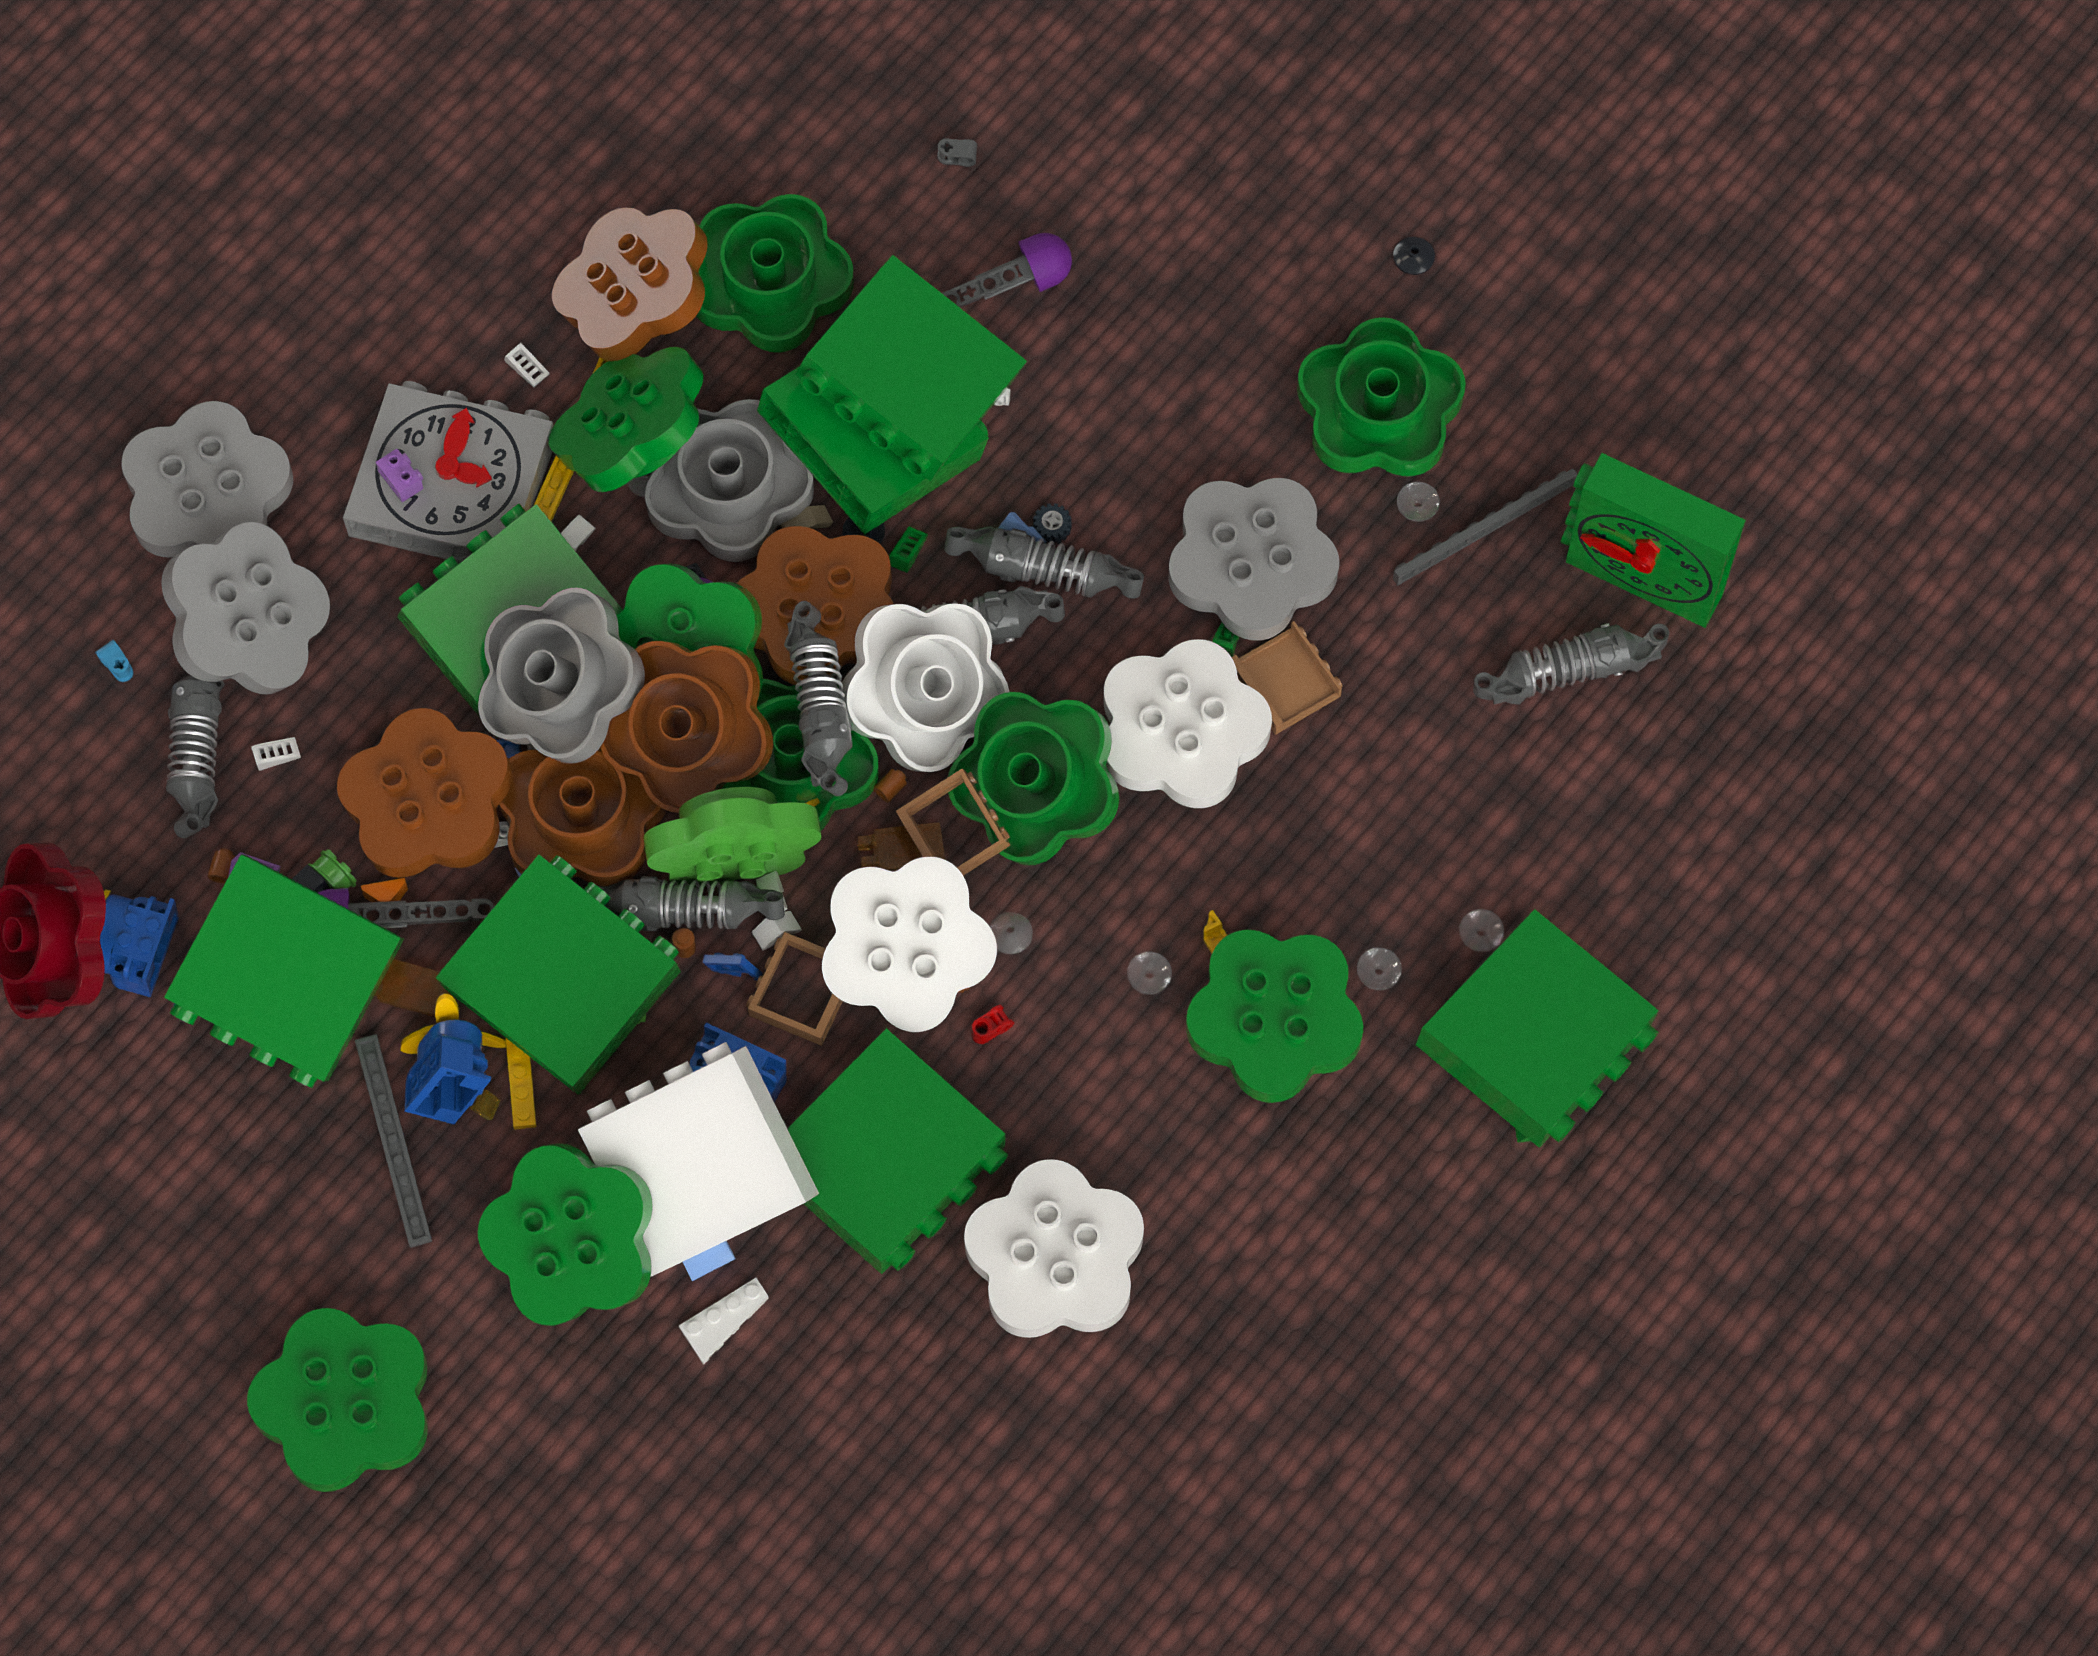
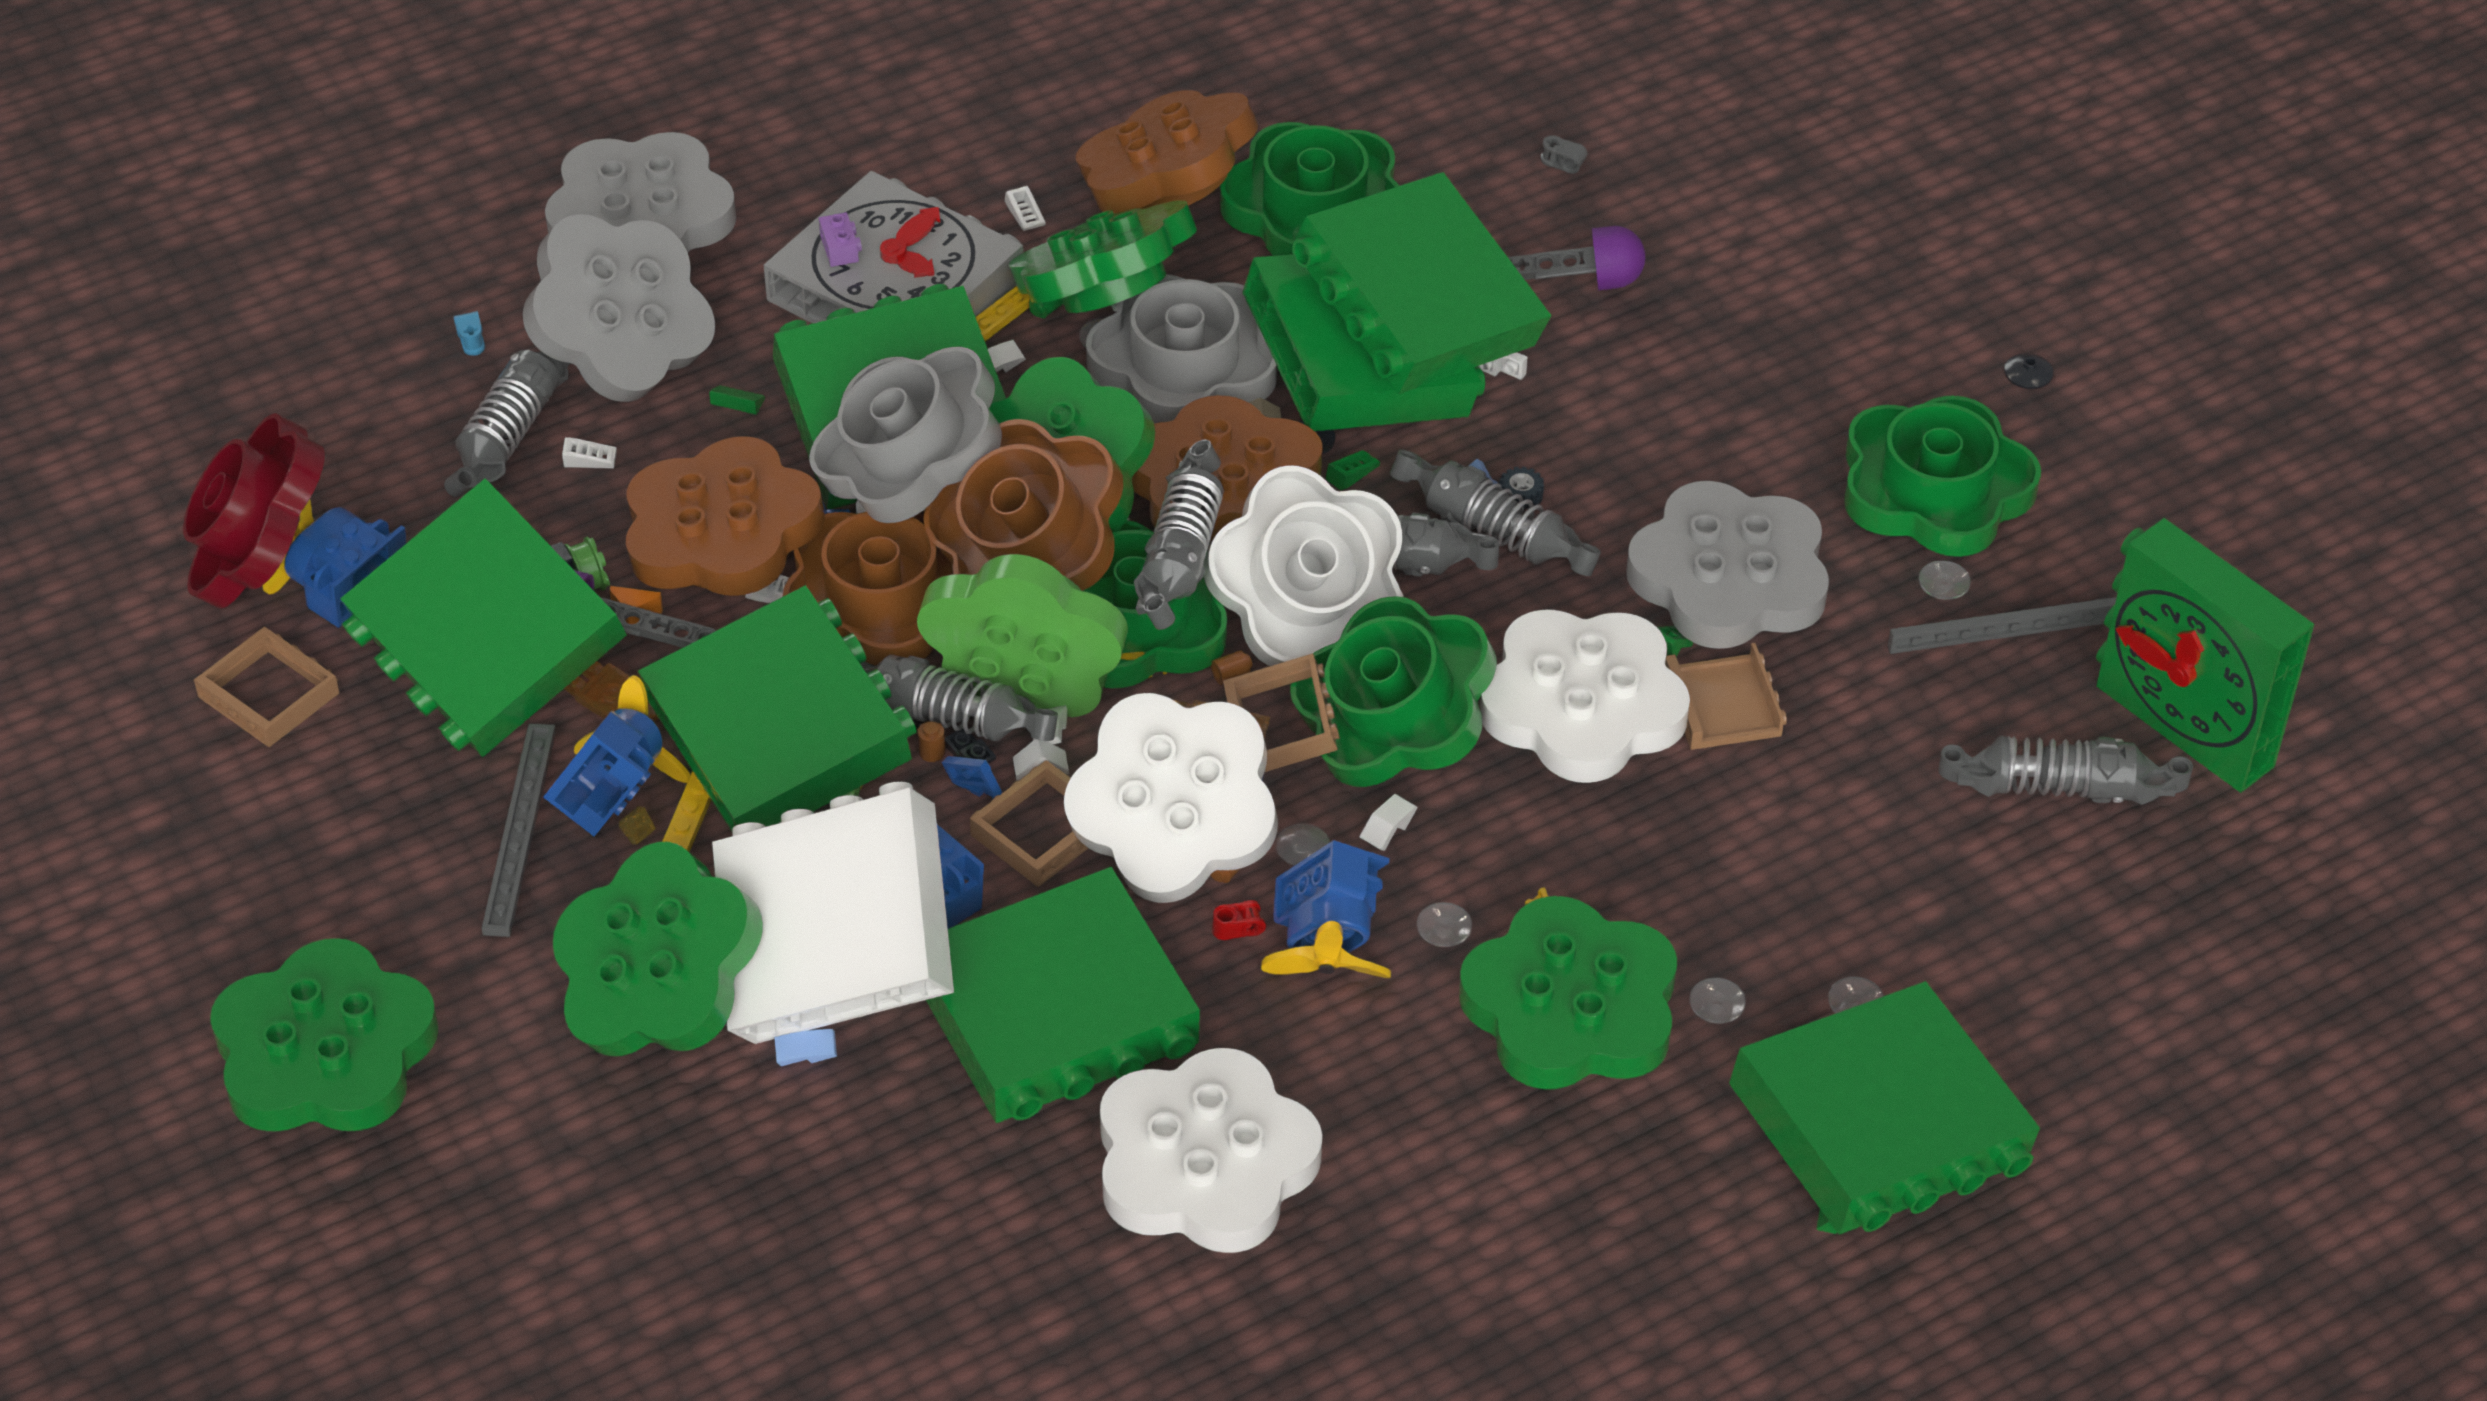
camera: 20 degrees right, 20 degrees down
(128, 1041) = (268, 732): none -> medium nougat window
(371, 651) = (736, 399): none -> green slope
(716, 939) = (967, 746): none -> black slope
(718, 1322) = (779, 1114): white wing -> none
(1063, 1003) = (1327, 911): none -> blue brick
(1070, 891) = (1386, 819): none -> white slope

